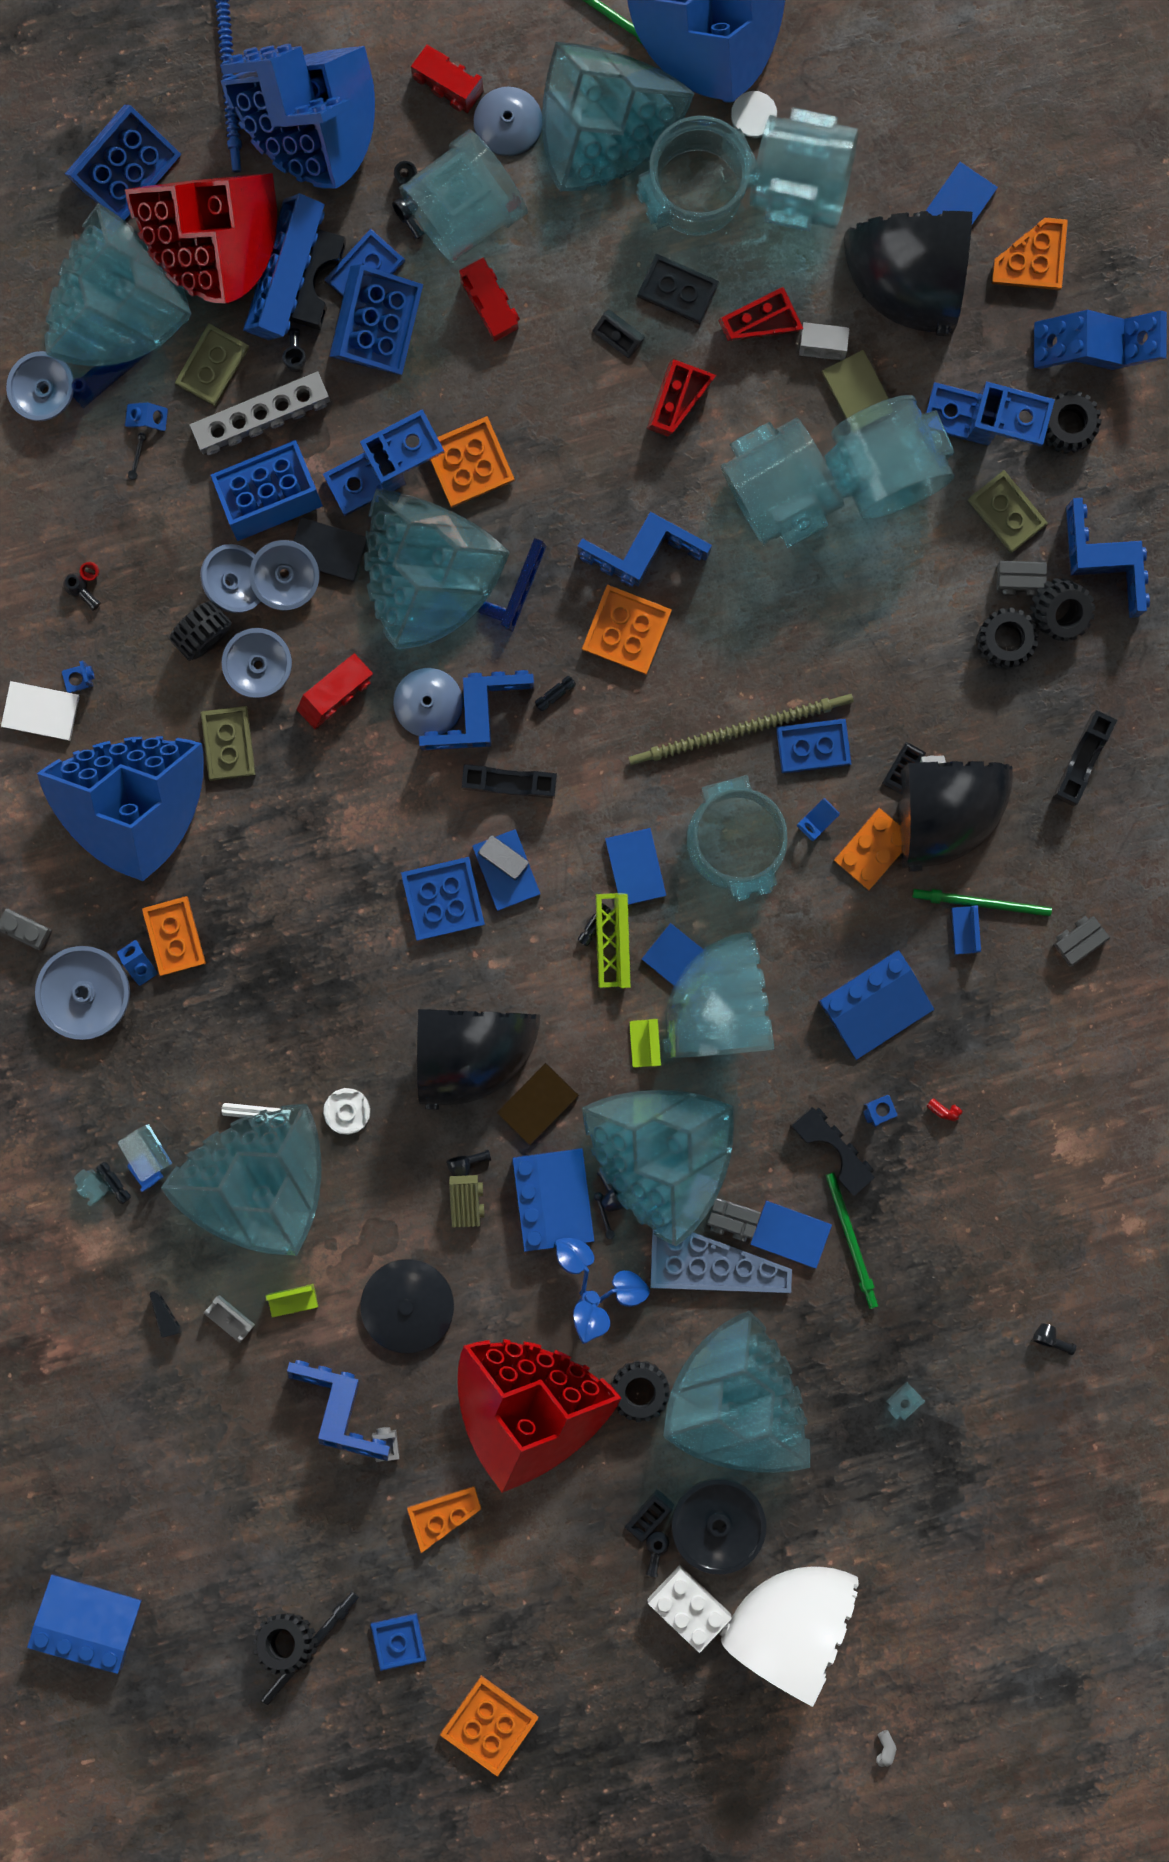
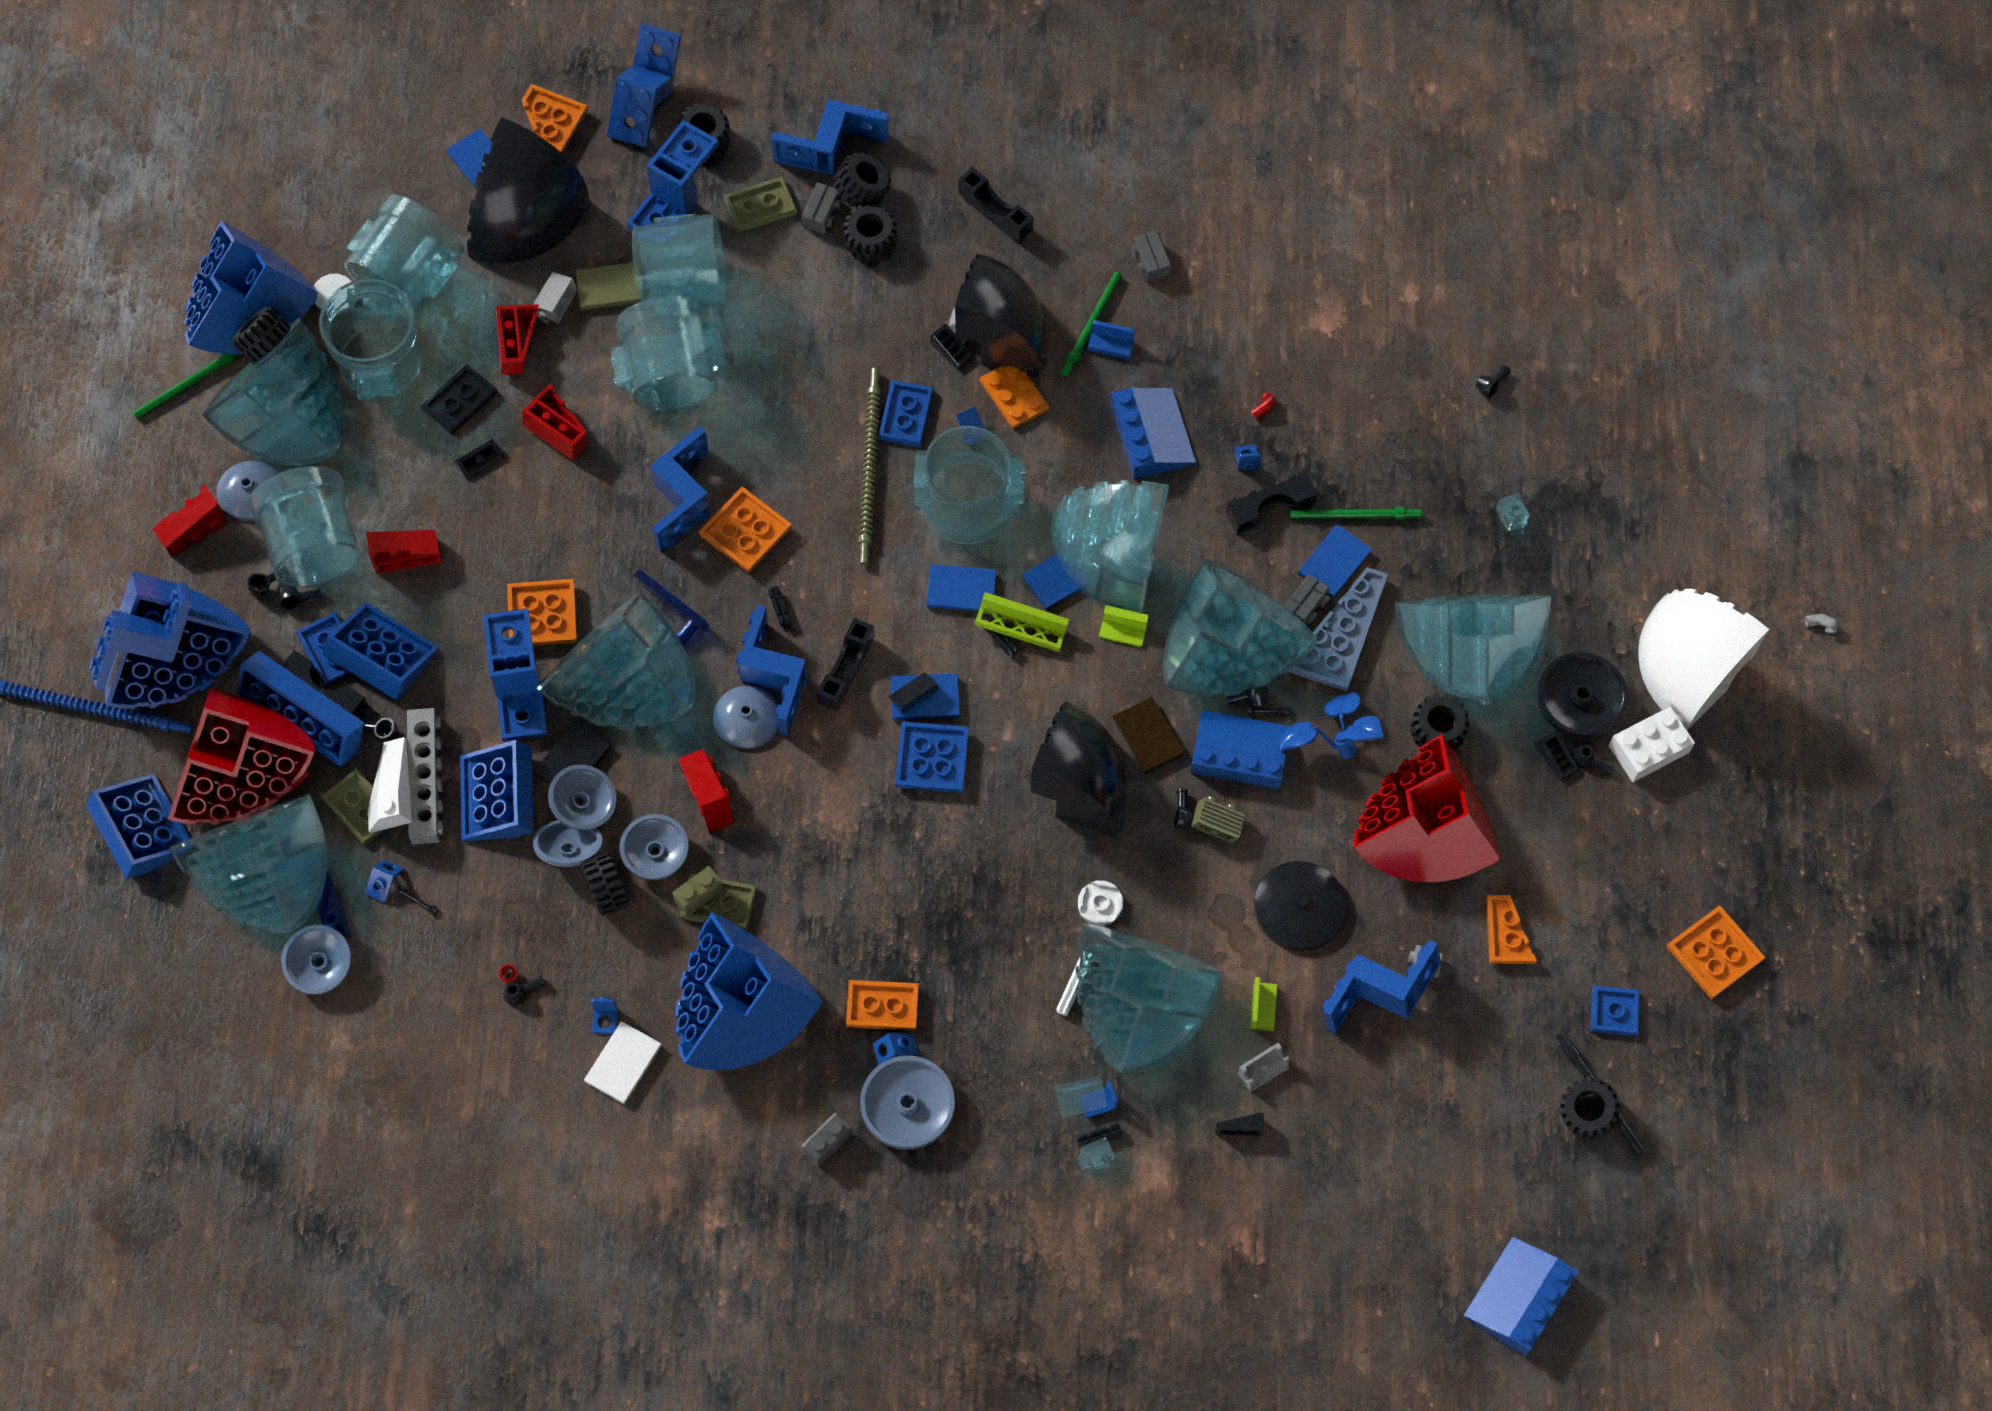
camera: 75 degrees left, 20 degrees down
(224, 721) = (697, 891): none -> olive brick
(228, 389) = (391, 790): none -> white wedge
(658, 64) = (260, 334): none -> black tyre

